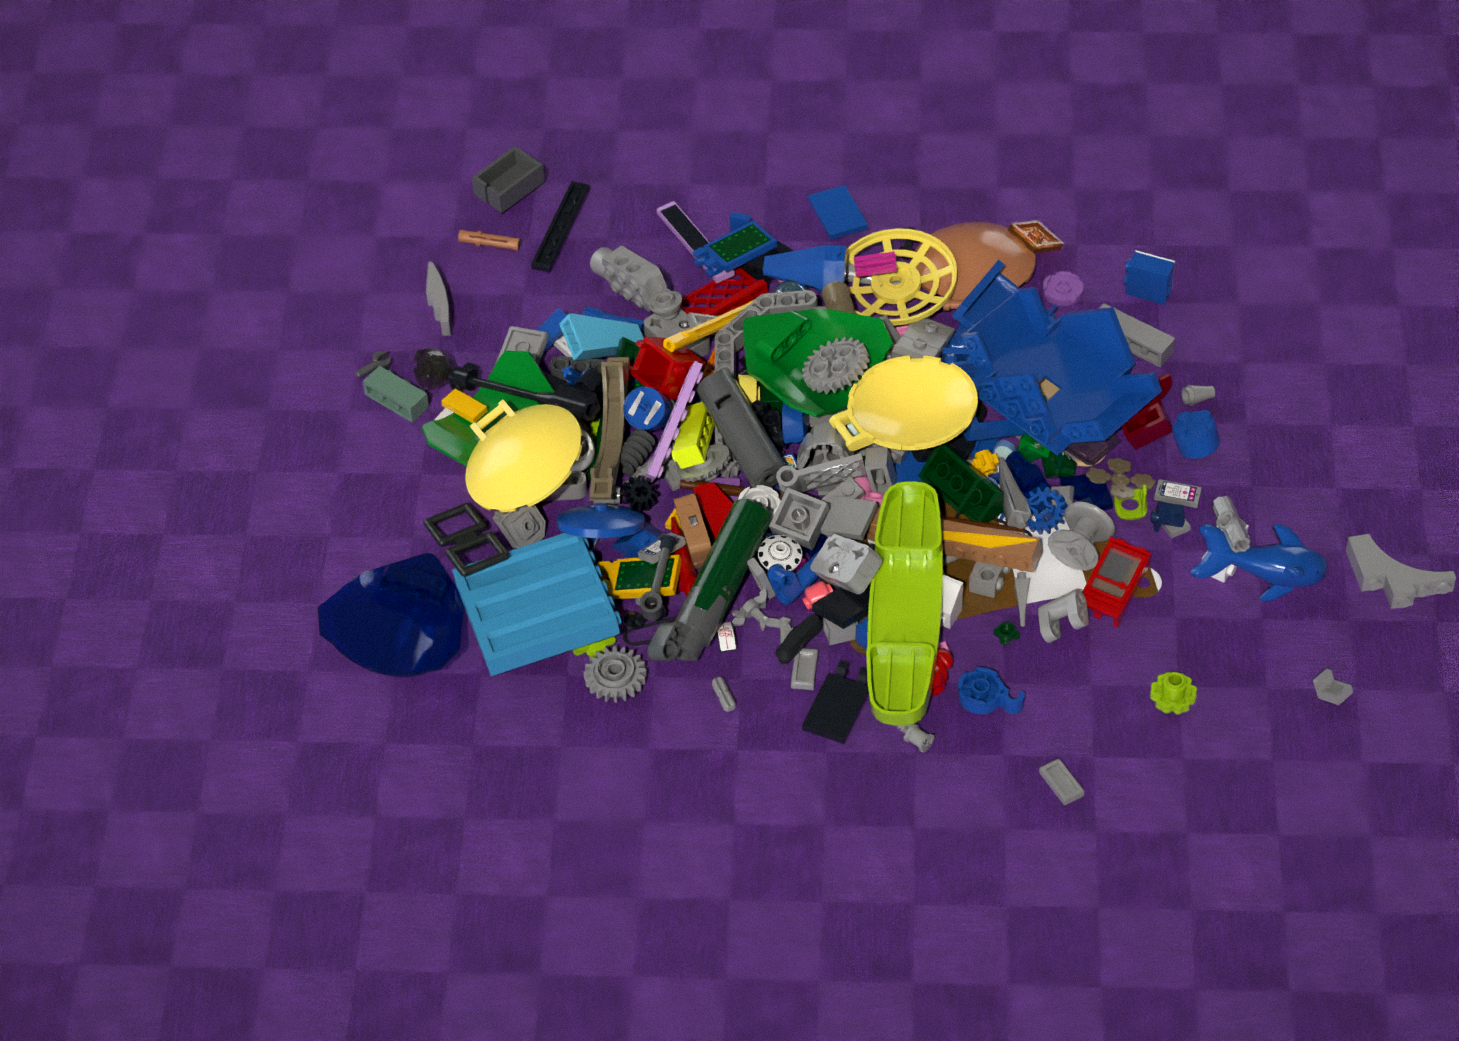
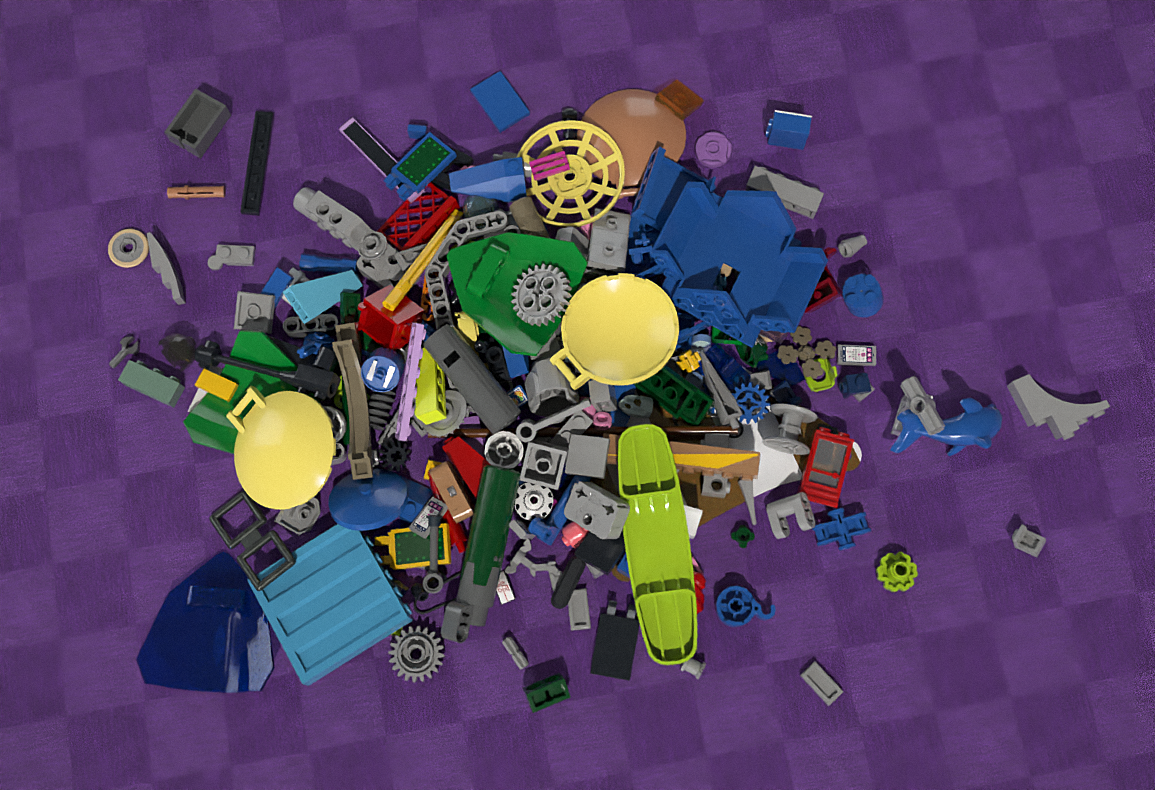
camera: 15 degrees left, 25 degrees up
(391, 275) = (132, 258): none -> wheel
(512, 301) = (232, 255): none -> light grey hinge
(748, 728) = (546, 692): none -> dark green brick
(1119, 643) = (841, 529): none -> blue axle

